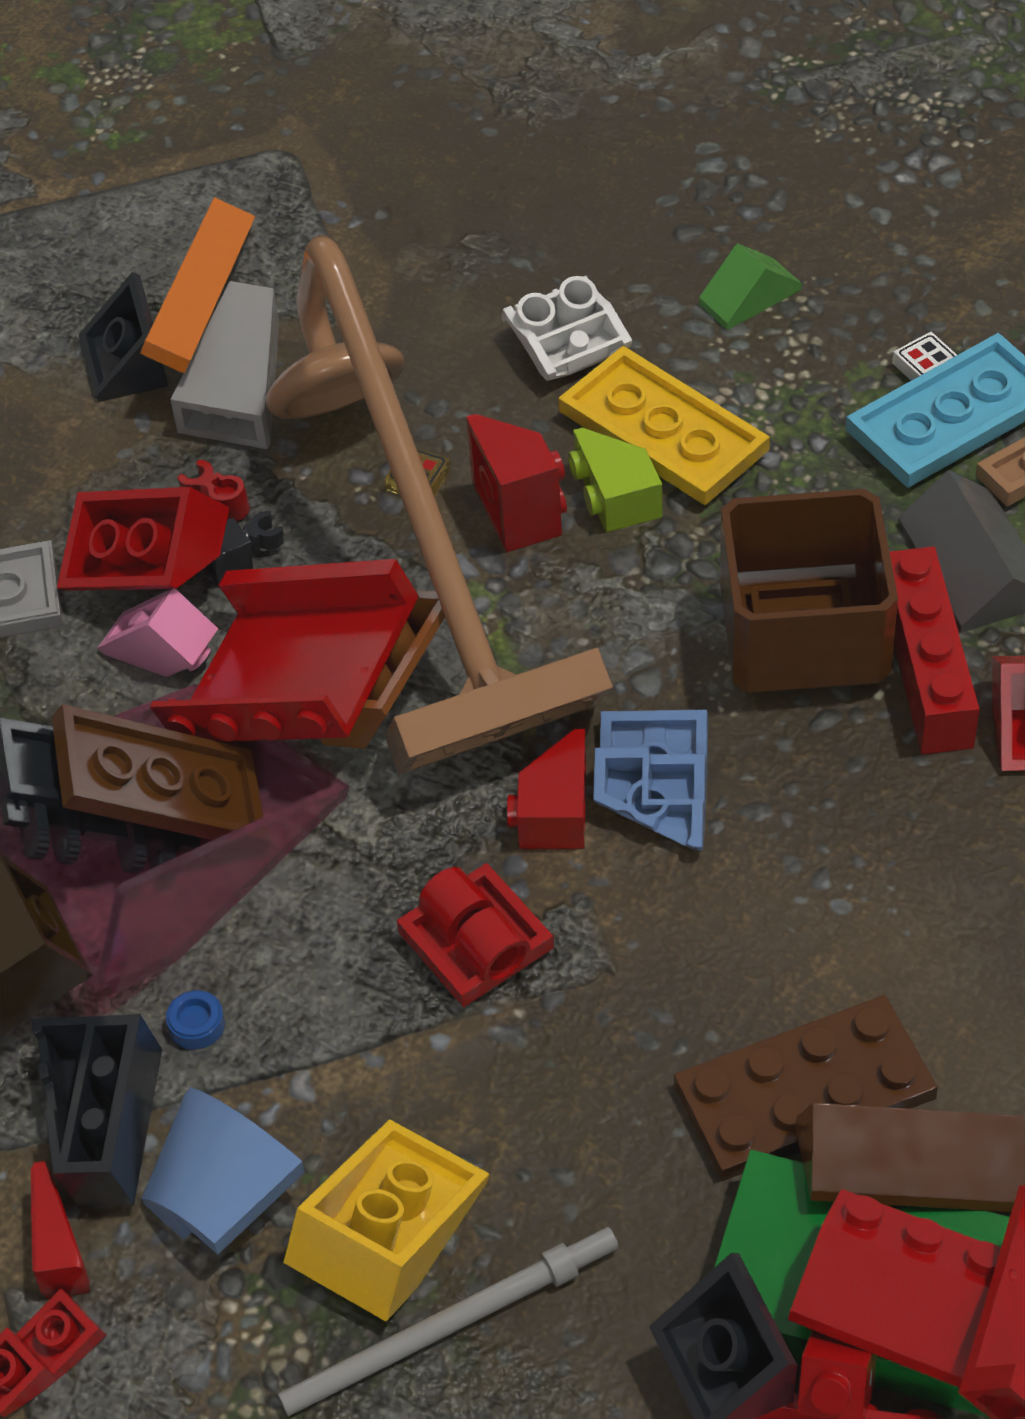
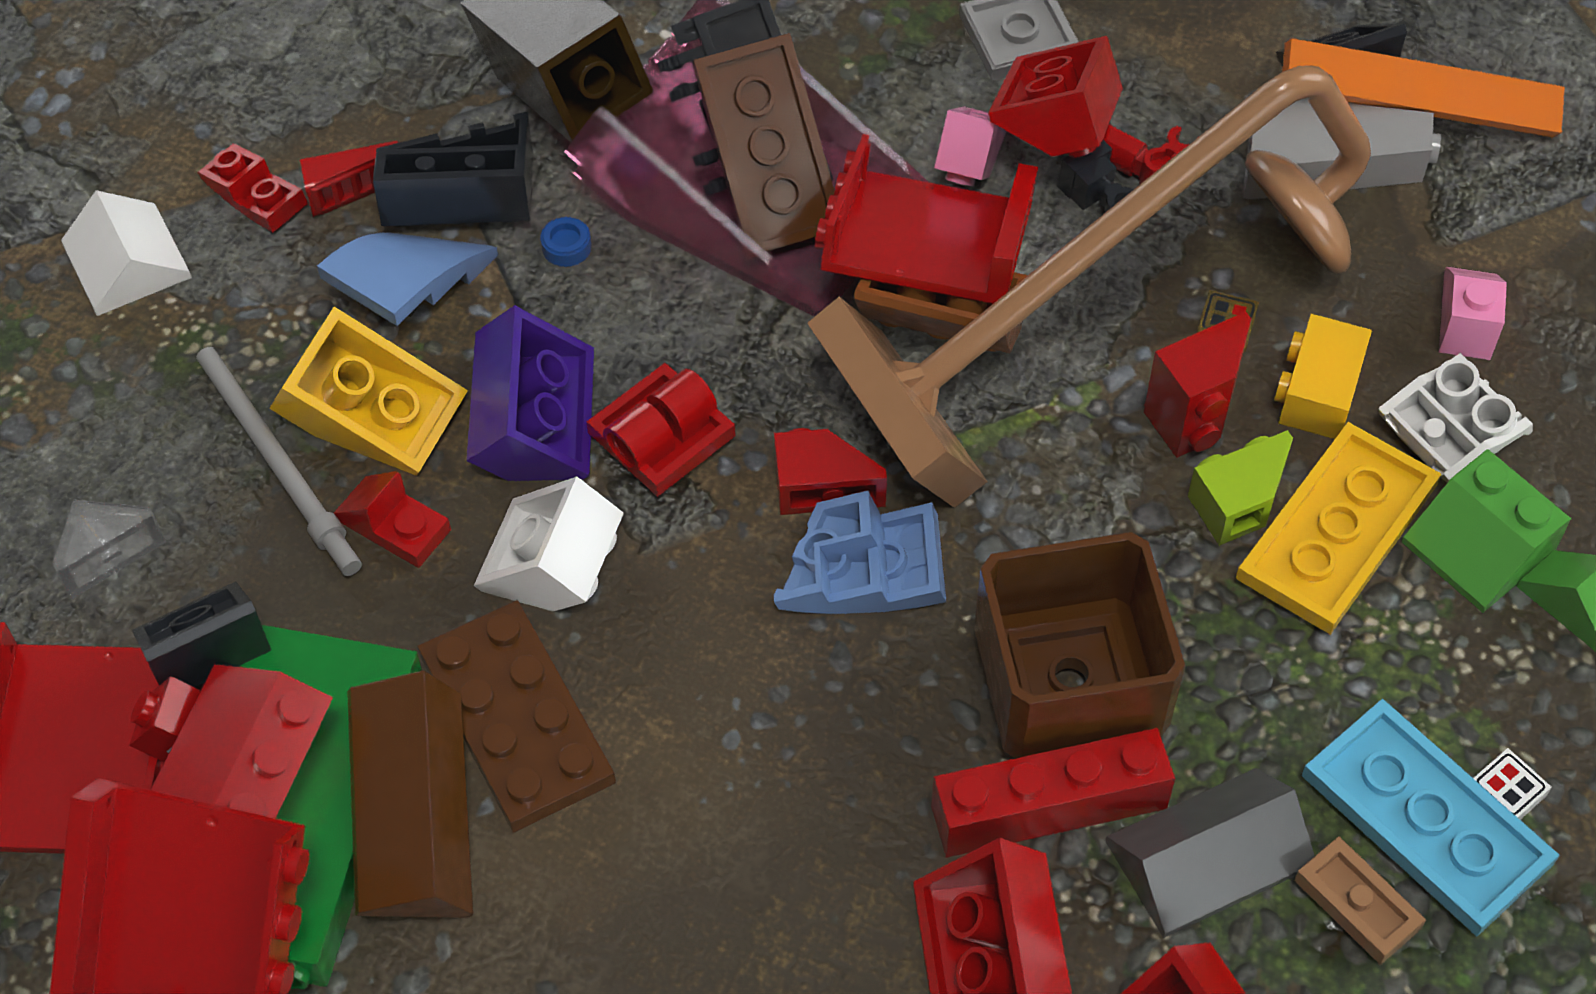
camera: 80 degrees right, 5 degrees up
(420, 1055) = (530, 400): none -> dark purple slope
(444, 300) = (1471, 312): none -> bright pink slope
(503, 397) = (1324, 375): none -> yellow brick
(546, 1200) = (393, 519): none -> red slope
(613, 1041) = (551, 546): none -> white slope
(685, 324) = (1486, 530): none -> bright green slope

